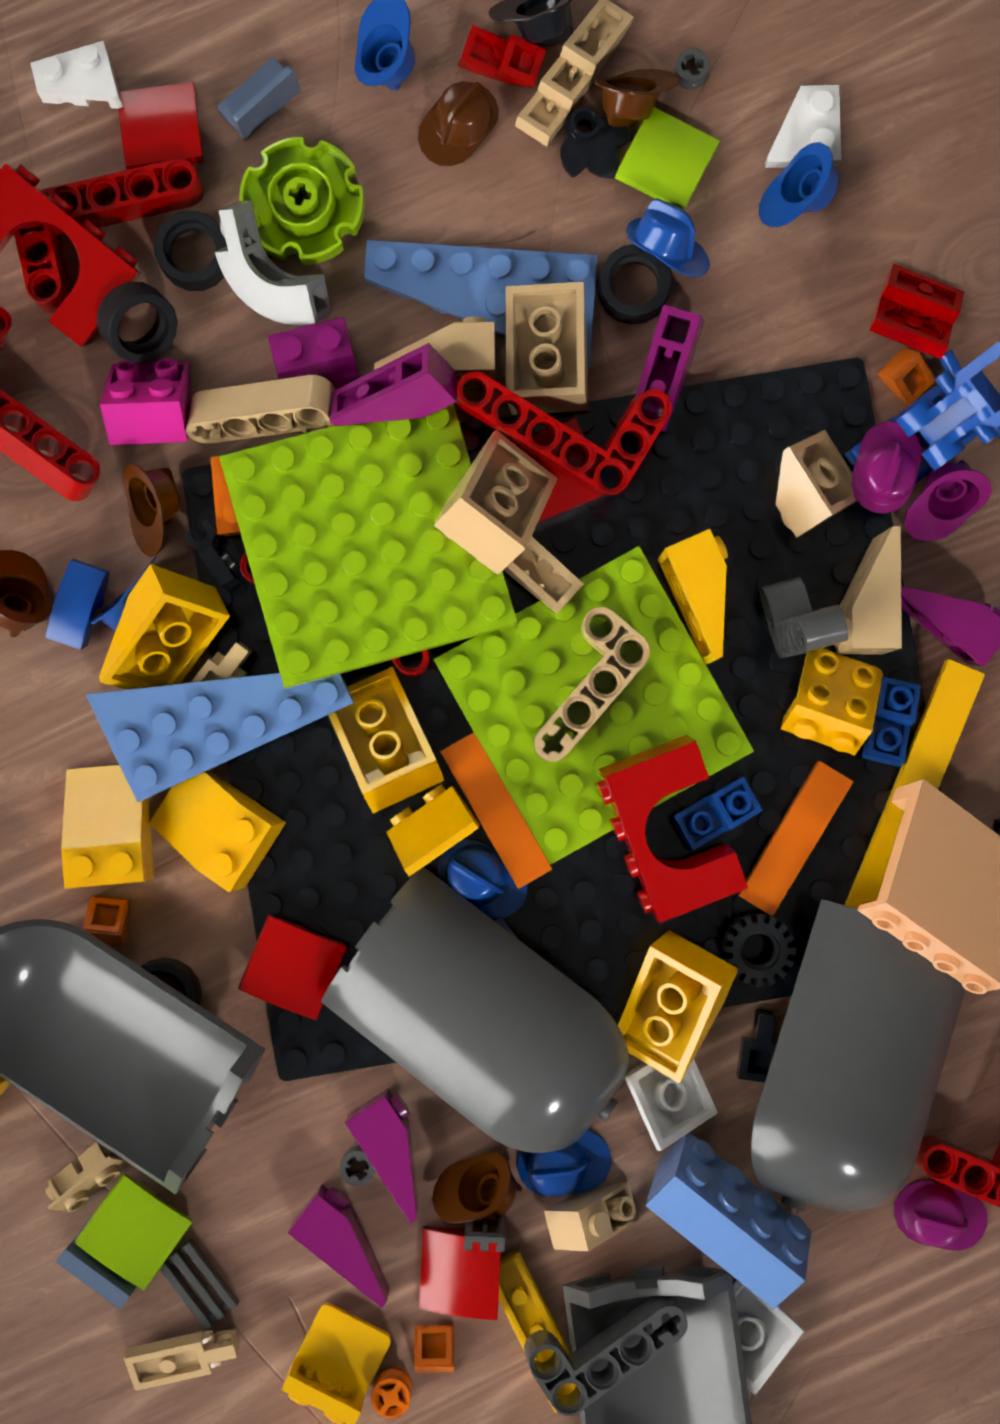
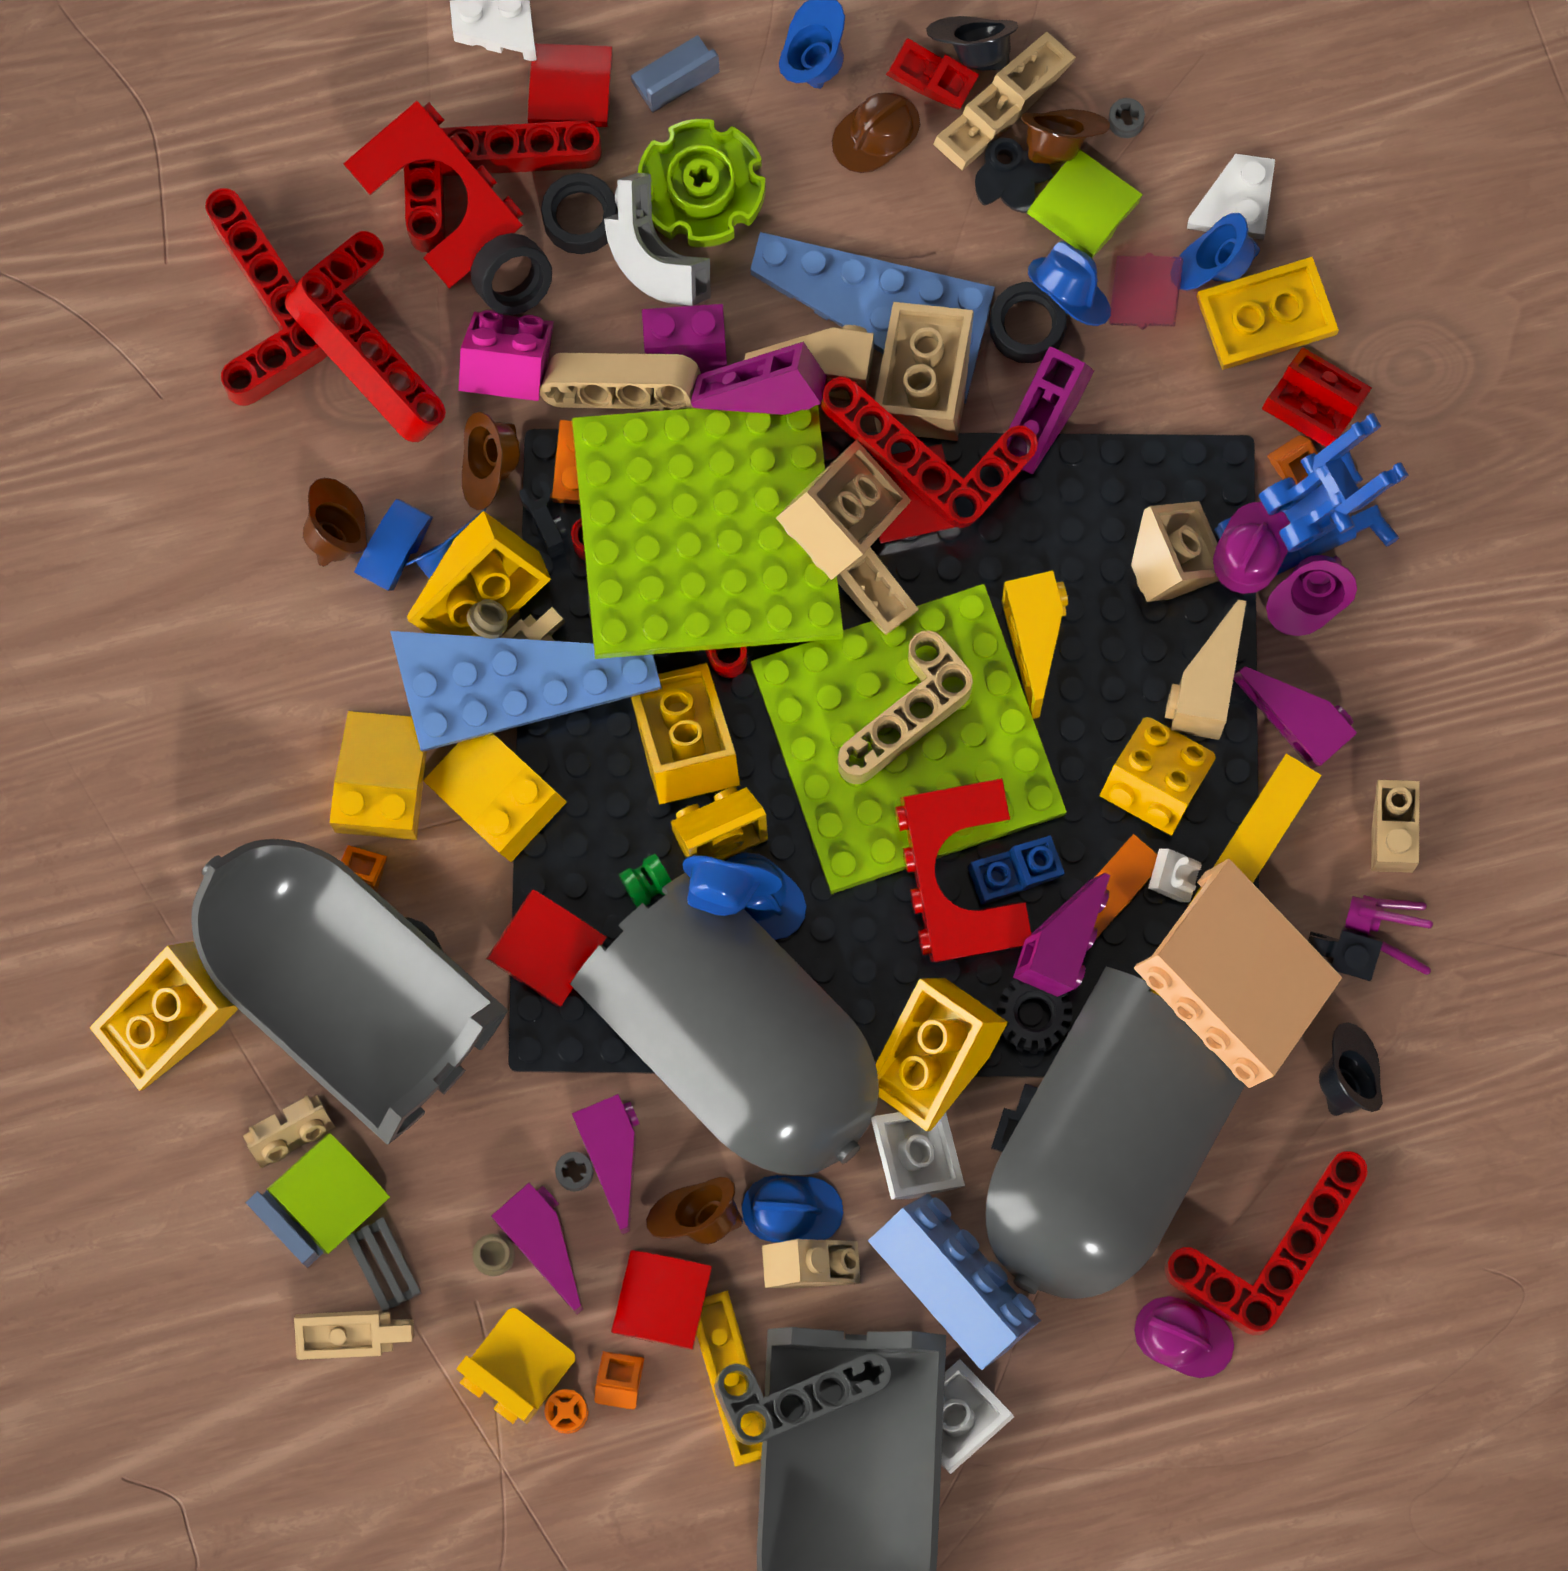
camera: 15 degrees right, 10 degrees down
(175, 667) = (487, 619): none -> dark tan plate
(296, 1259) = (493, 1254): none -> dark tan plate
(368, 895) = (637, 884): none -> green wheel
(448, 898) = (726, 886): none -> blue piece
(485, 1237) = (696, 1248): dark grey tile -> none
(496, 810) = (787, 826): orange tile -> none
(739, 234) = (1146, 291): none -> clear pink piece
(776, 885) = (1057, 948): none -> magenta slope
(793, 623) = (1131, 682): dark grey beam -> none
(856, 236) = (1267, 313): none -> yellow plate
(866, 794) = (1174, 875): none -> white tile
(892, 722) = (1215, 808): blue slope -> none

